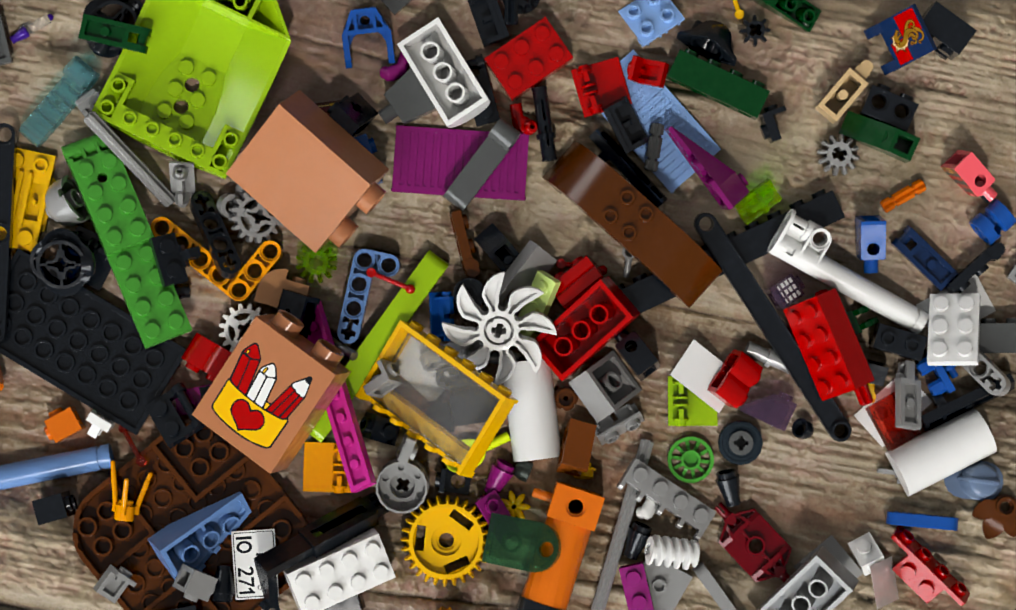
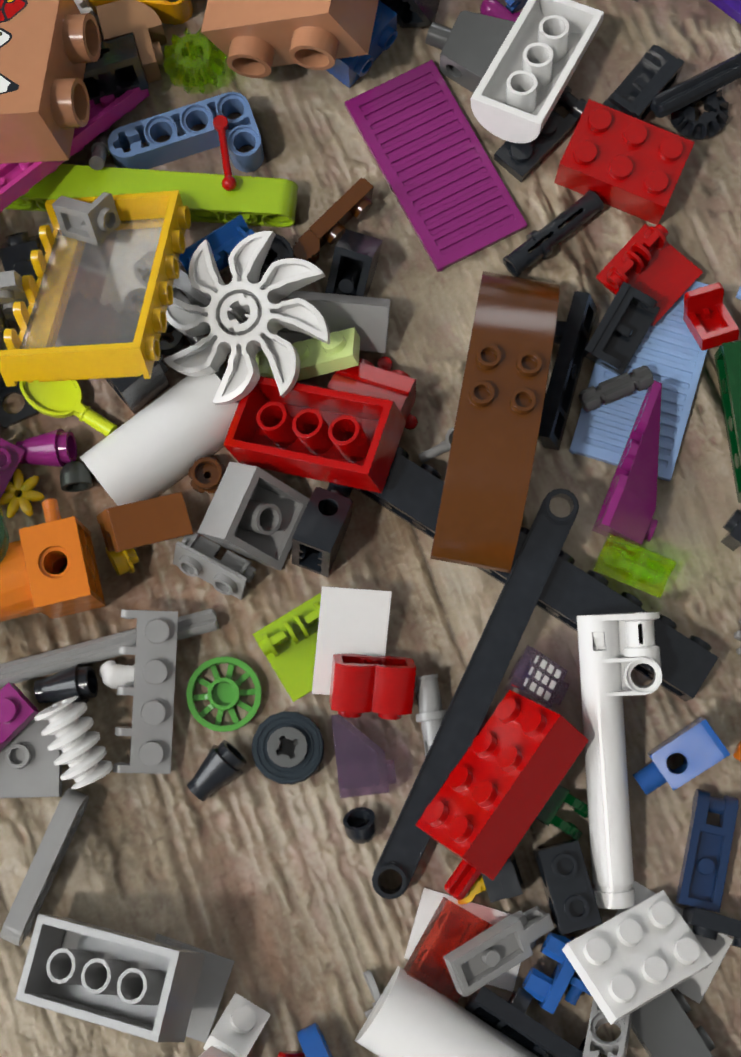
camera: 60 degrees right, 10 degrees down
(482, 164) = (453, 183): dark grey beam -> none
(522, 122) = (537, 201): red arm -> none
(739, 530) = (174, 828): dark red plate -> none

